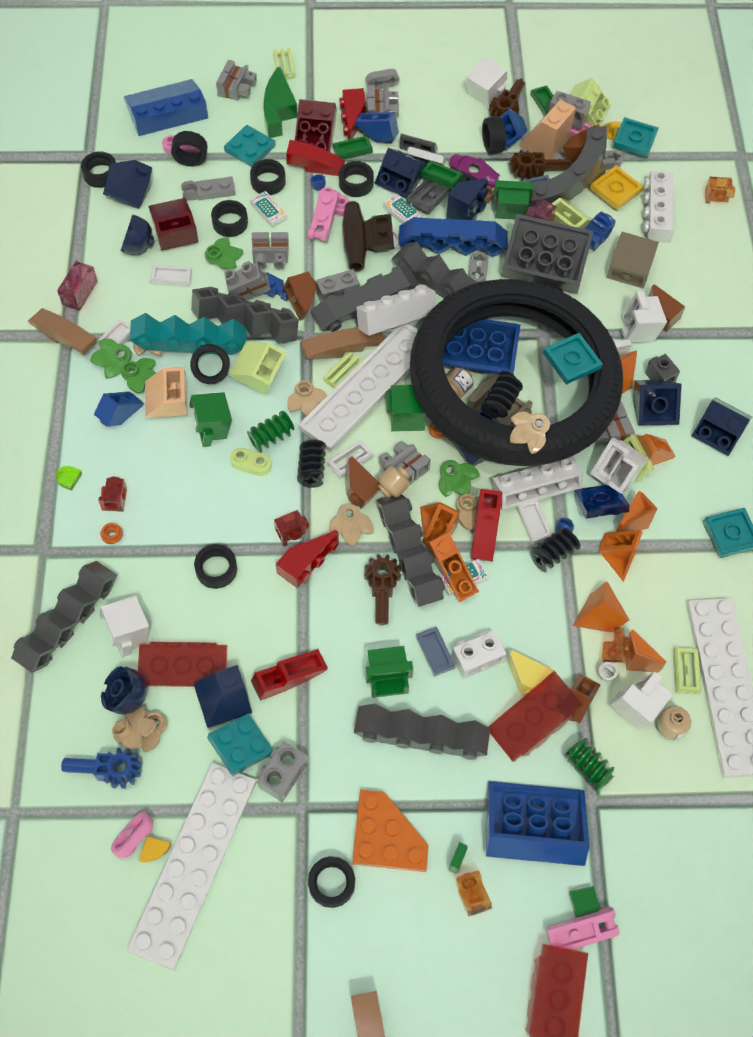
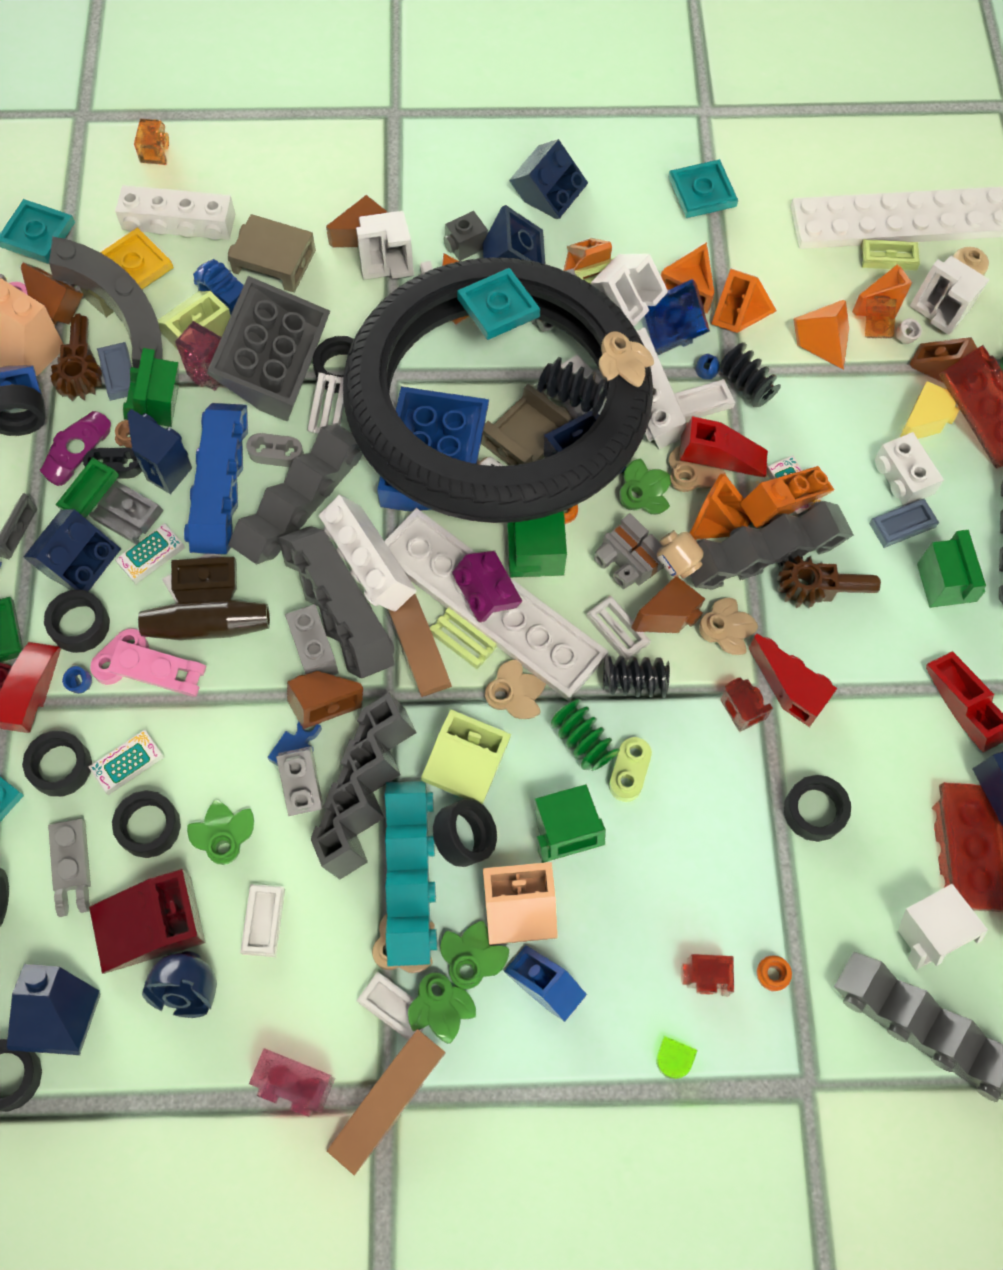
camera: 90 degrees left, 5 degrees up
(276, 254) = (219, 753): light grey hips -> none
(376, 377) = (486, 584): none -> magenta bracket
(426, 156) = (41, 513): white tile -> none
(612, 129) = (16, 256): yellow tile -> none

